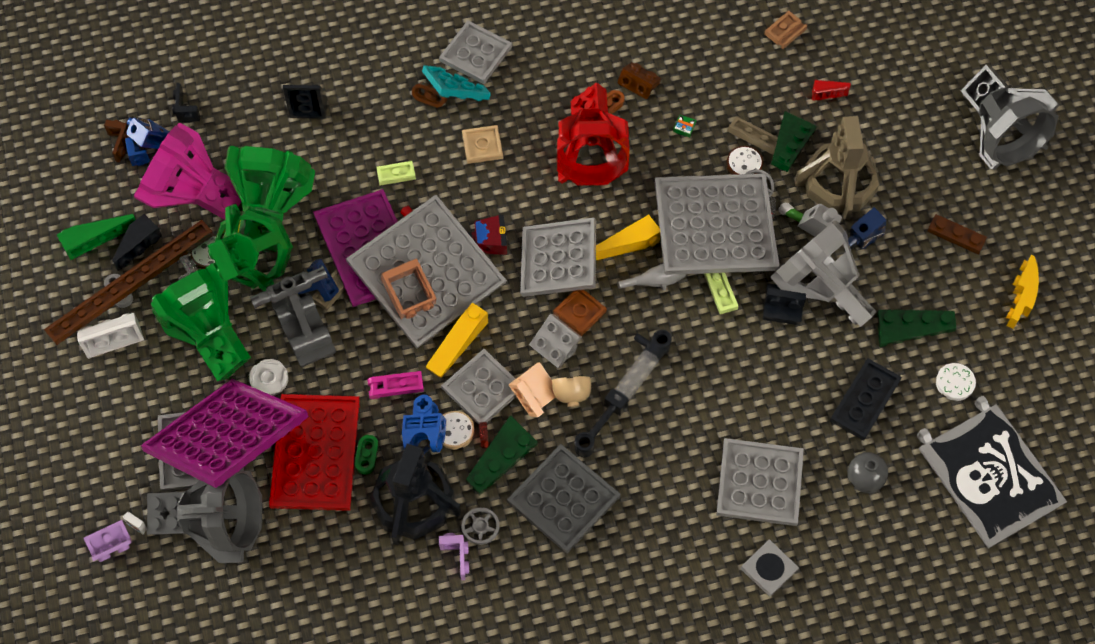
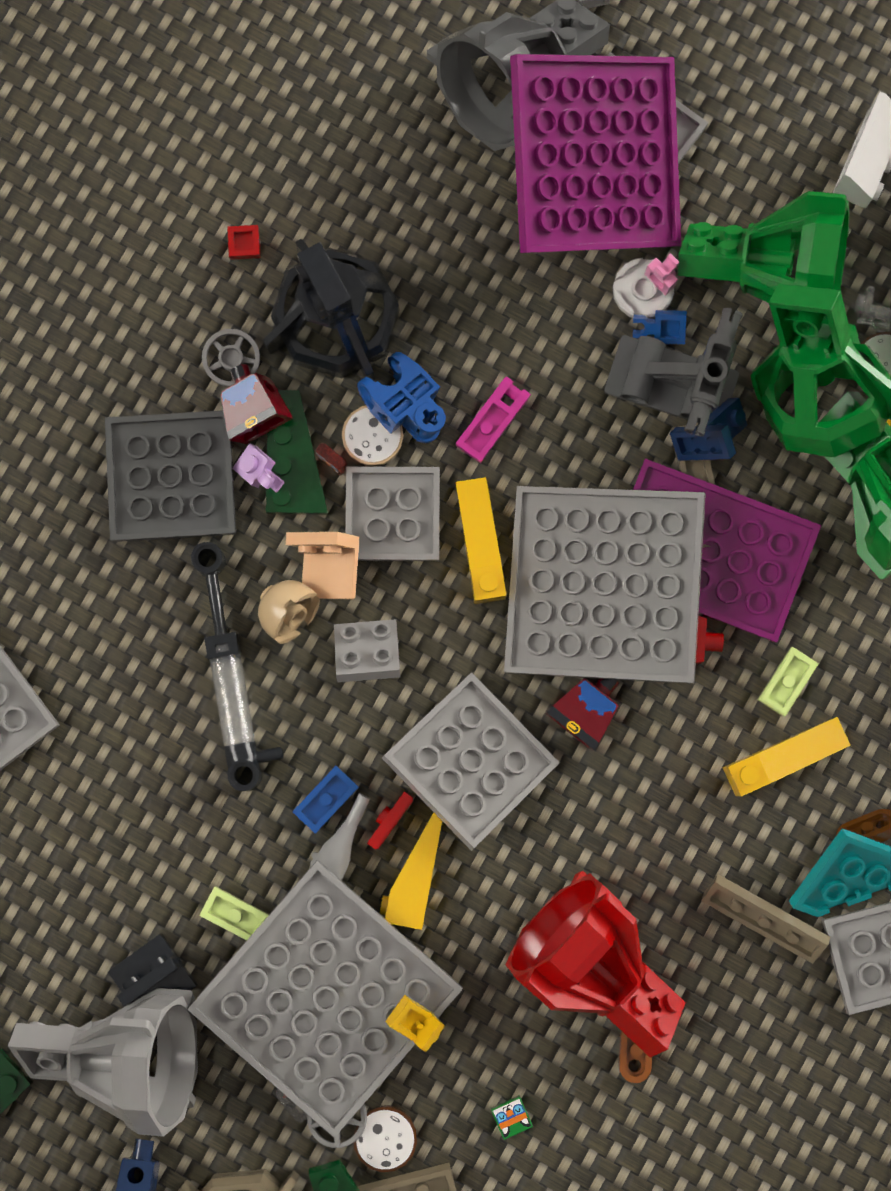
camera: 135 degrees right, 20 degrees up
(255, 366) = (663, 274): none -> bright pink plate
(280, 350) = (667, 326): none -> blue plate
(318, 456) = (470, 249): red plate -> none
(366, 455) = (437, 310): green plate -> none
(404, 270) = (622, 541): nougat window -> none
(417, 571) = (243, 242): none -> red plate
(432, 148) = (786, 757): none -> yellow slope
(454, 542) = (240, 306): lavender bracket -> none
(482, 144) = (731, 831): tan tile -> none
(494, 488) = (252, 406): none -> dark red torso
(505, 101) = (765, 919): none -> dark tan plate
(521, 463) = (256, 468): none -> lavender plate
(580, 311) = (380, 721): dark orange tile -> none
(617, 269) = (388, 819): none -> red plate
(636, 302) = (325, 799): none -> blue plate
(638, 80) = (636, 1128): reddish brown bracket -> none
(687, 177) = (415, 1023): none -> yellow bracket
(790, 211) = (260, 1118): arm -> none
(818, 218) = (196, 1136): light grey torso -> none

